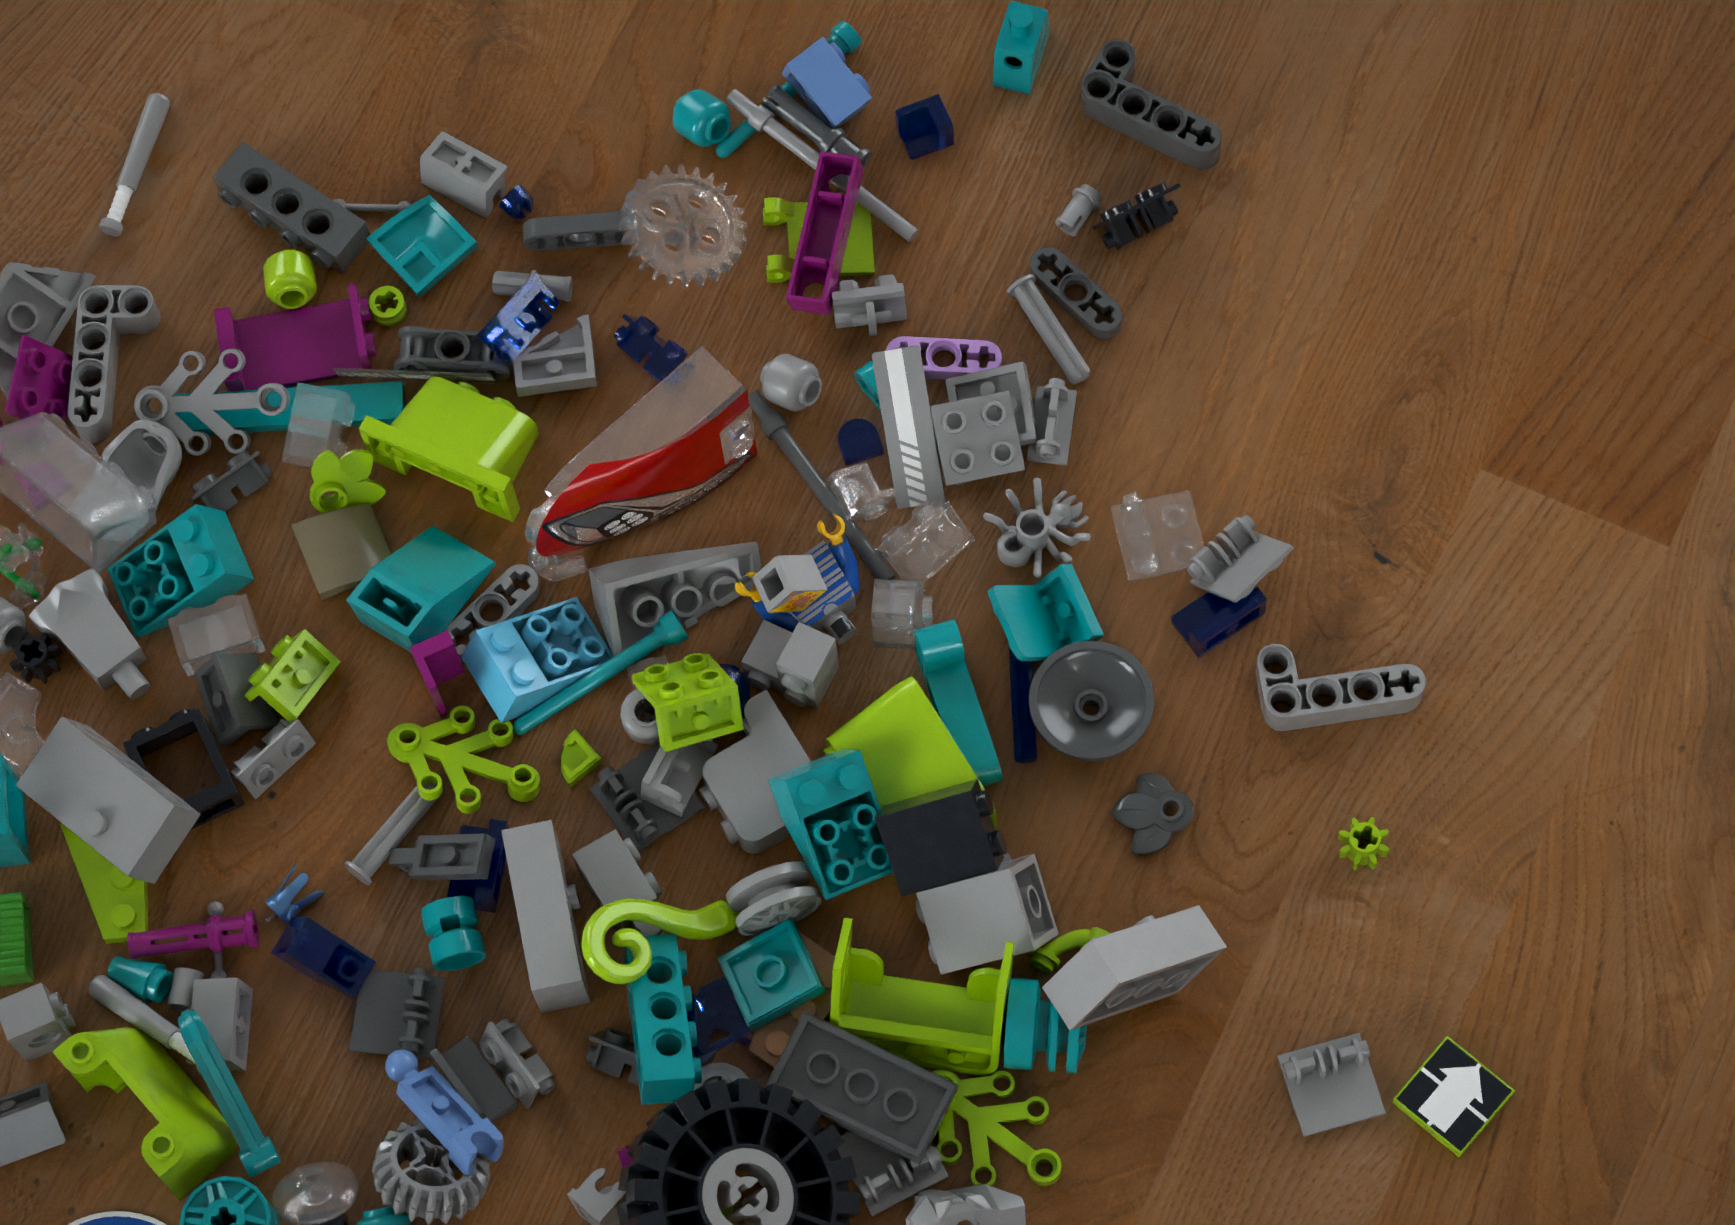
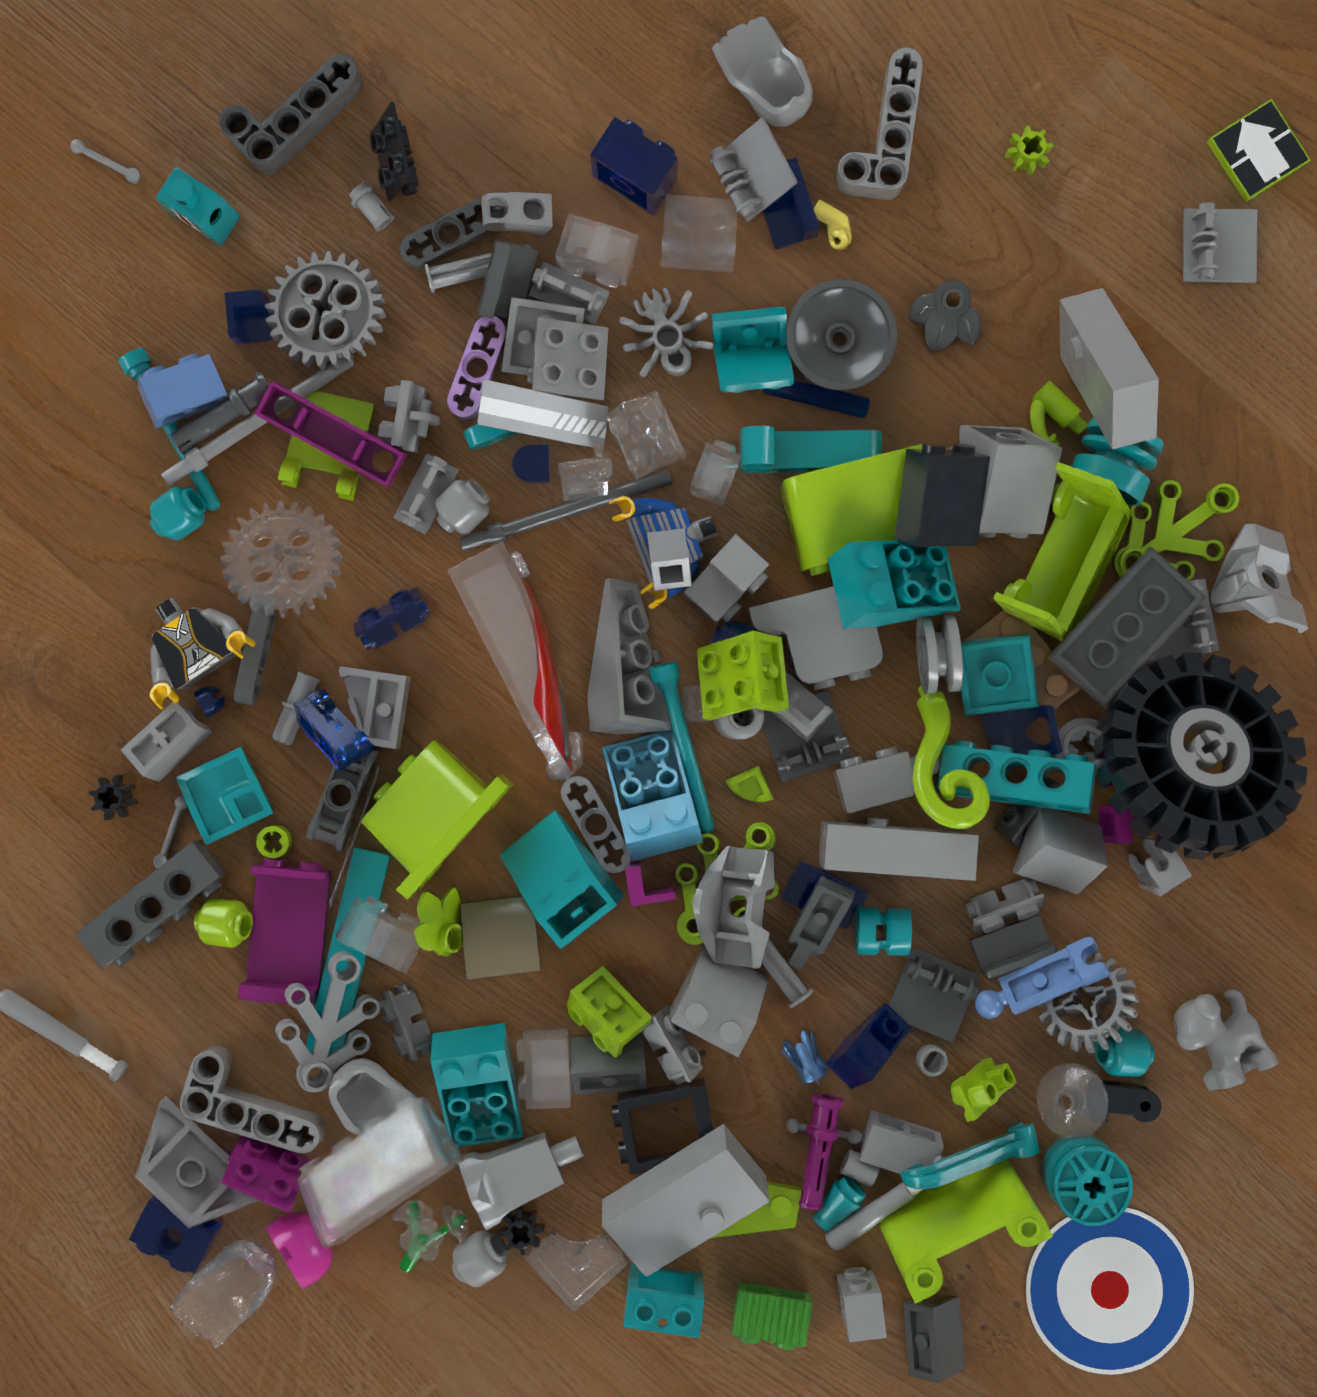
camera: 75 degrees left, 20 degrees up
(305, 1086) = (981, 1087): none -> lime hips
(323, 1039) = (936, 1061): none -> light grey hinge
(332, 779) = (719, 1002): none -> light grey slope
(402, 140) = (106, 804): none -> black gear
(437, 757) = (733, 874): none -> light grey piece
(564, 167) = (191, 647): none -> torso
(595, 1100) = (1061, 851): none -> light grey slope
(806, 344) = (430, 481): none -> light grey hinge
(955, 166) = (356, 318): none -> light grey gear
(1045, 351) = (506, 277): none -> dark grey panel
(1103, 434) = (597, 250): none -> clear brick
(1115, 345) = (518, 212): none -> light grey leg
(1203, 442) = (634, 165): none -> clear blue brick
(1216, 672) = (837, 225): none -> light yellow arm
(1350, 546) = (765, 72): none -> light grey hair

